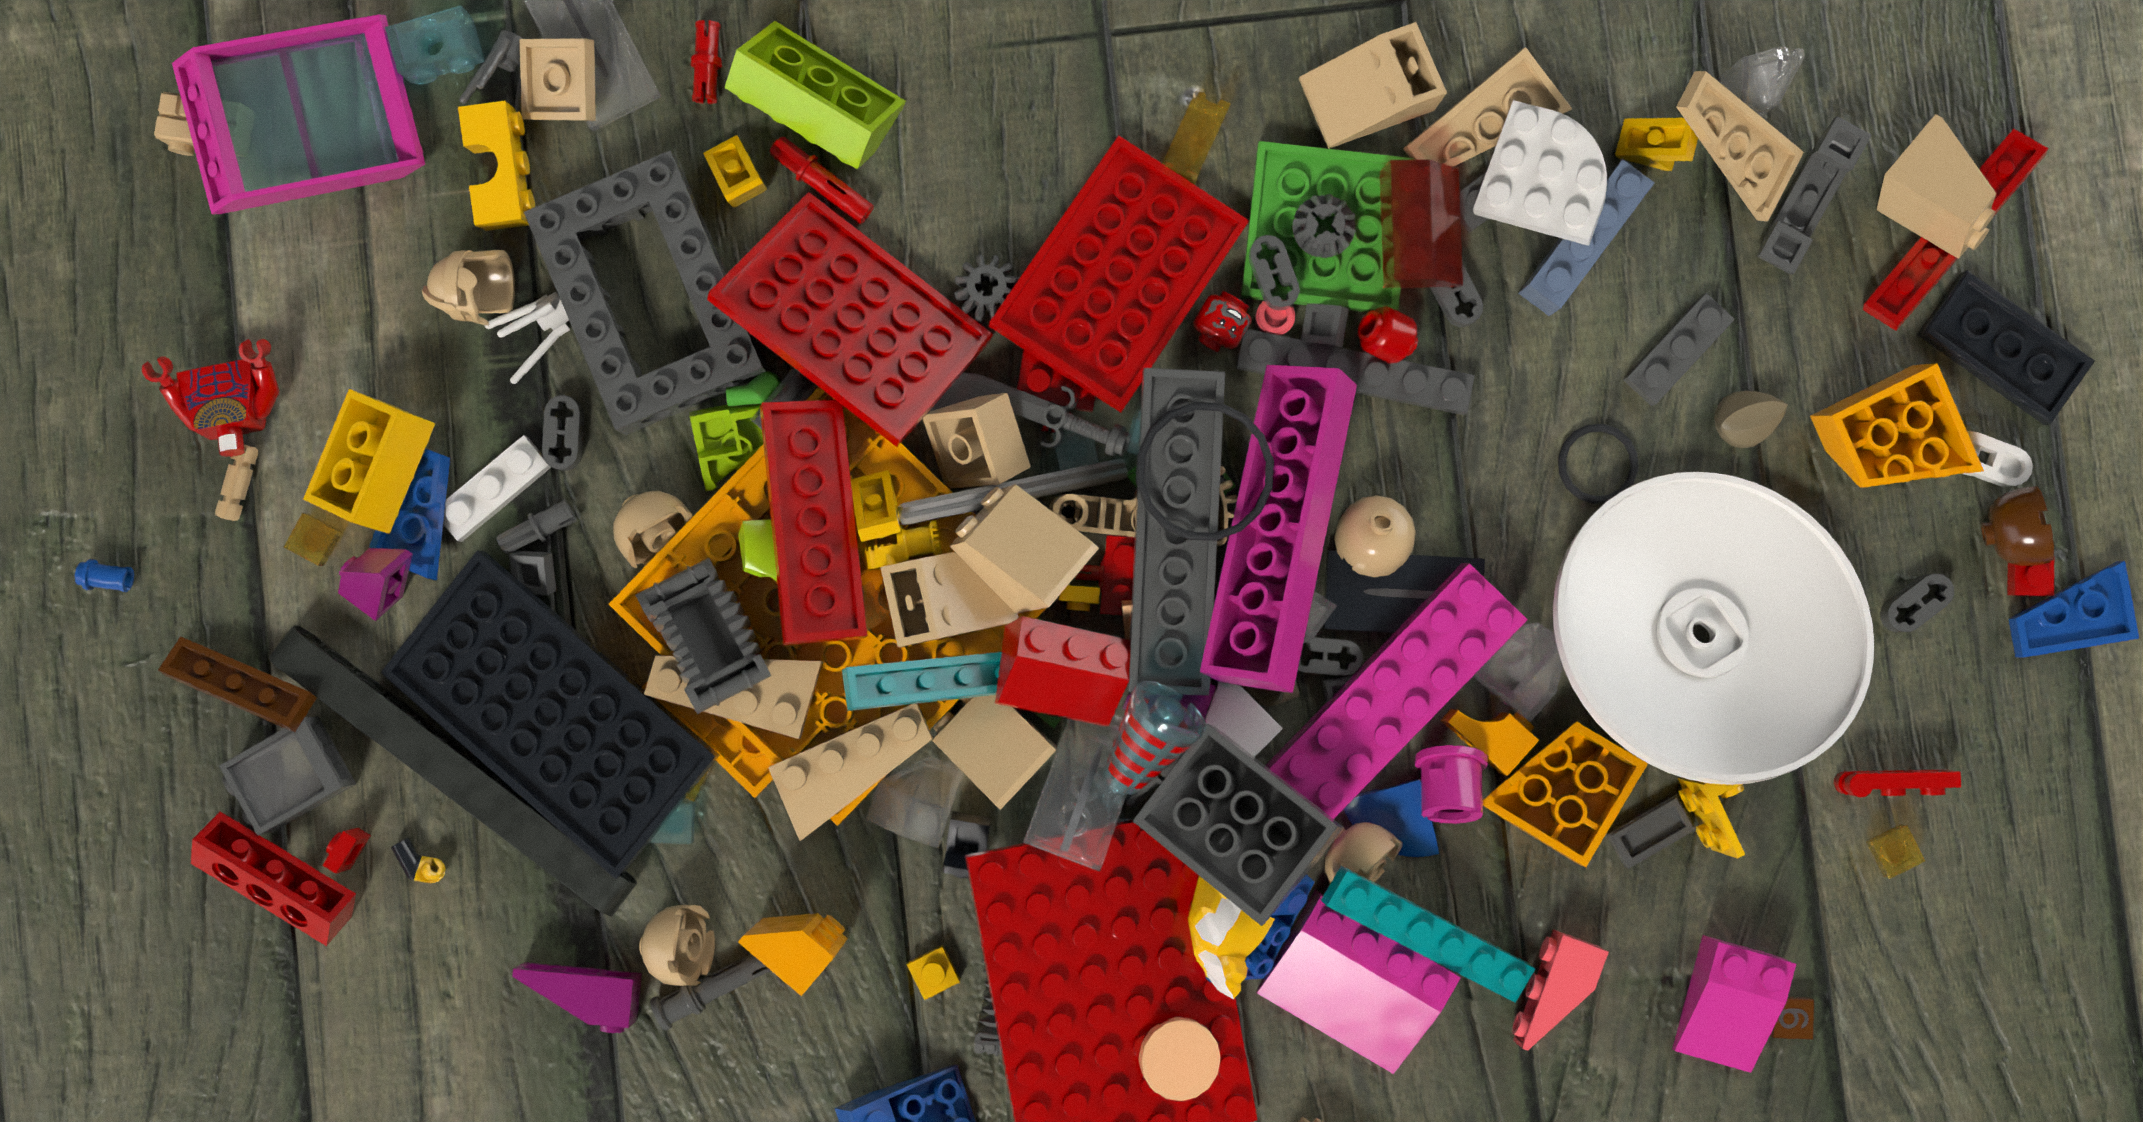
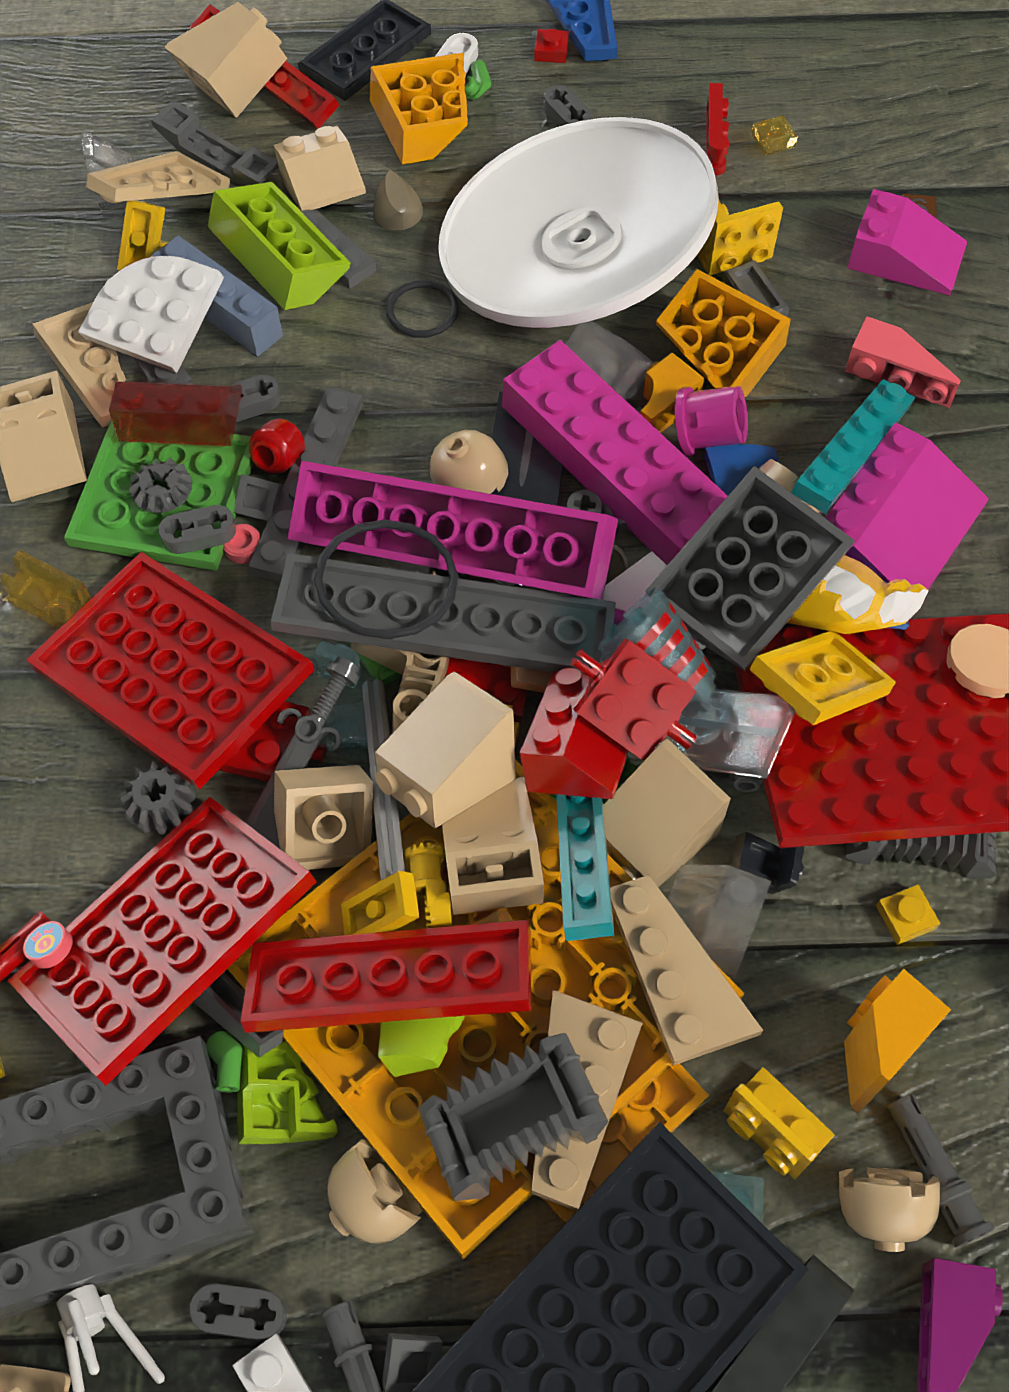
camera: 80 degrees left, 25 degrees down
(738, 857) = (777, 1124): none -> yellow bracket
(837, 220) = (47, 944): none -> tile
(1087, 717) = (634, 699): none -> red plate
(1128, 894) = (822, 676): none -> yellow plate
(1222, 321) = (237, 581): red head -> none
(1665, 291) = (276, 243): none -> lime slope
(1780, 323) = (319, 168): none -> tan slope
(1956, 495) = (479, 82): none -> bright green arm
(2019, 528) = (512, 37): reddish brown cylinder -> none

